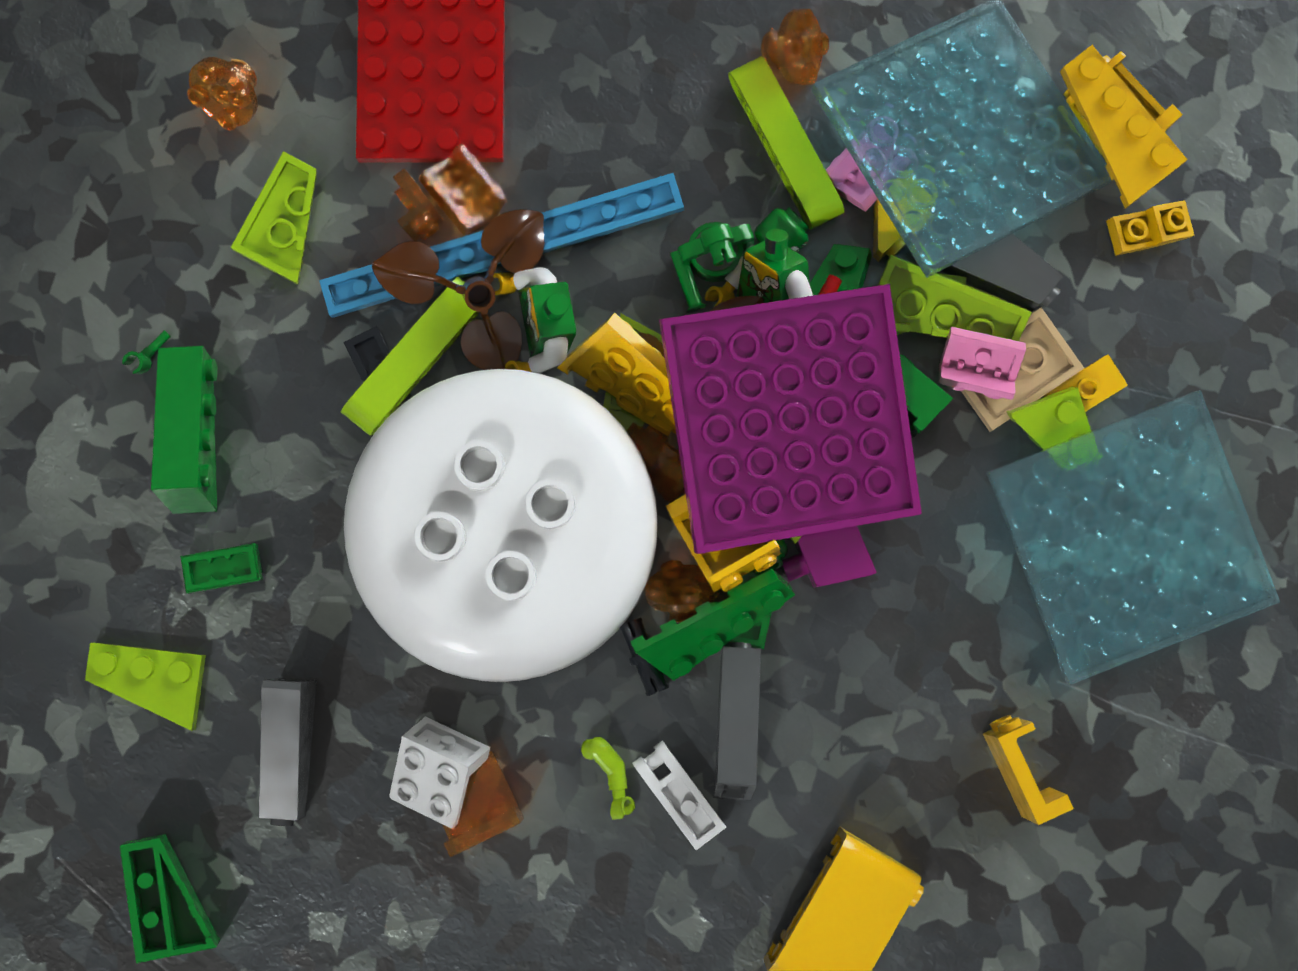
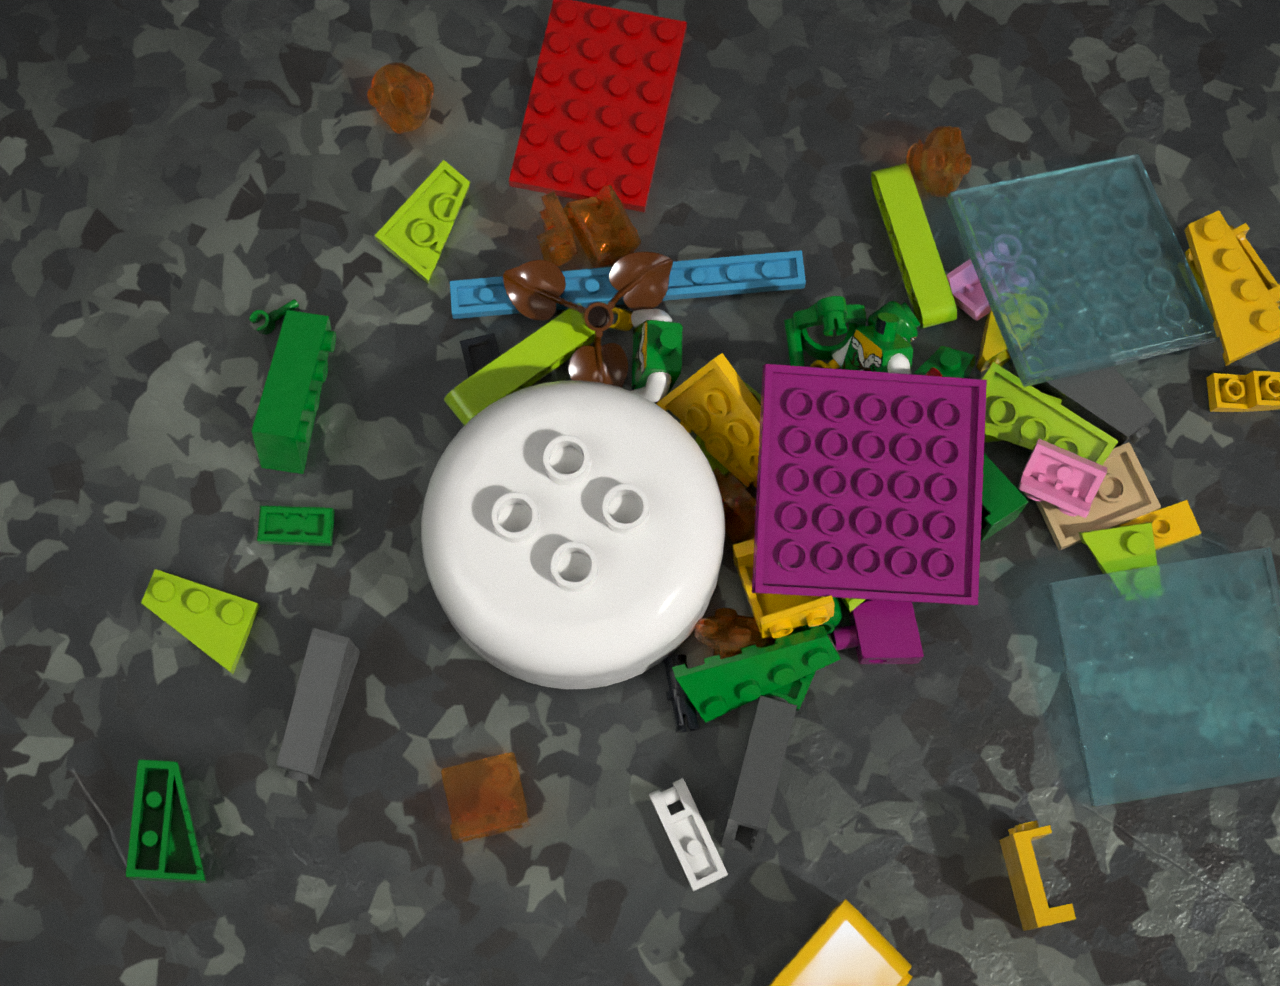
camera: 10 degrees right, 10 degrees down
(435, 770) = (455, 759): white bracket -> none
(615, 769) = (629, 792): lime arm -> none

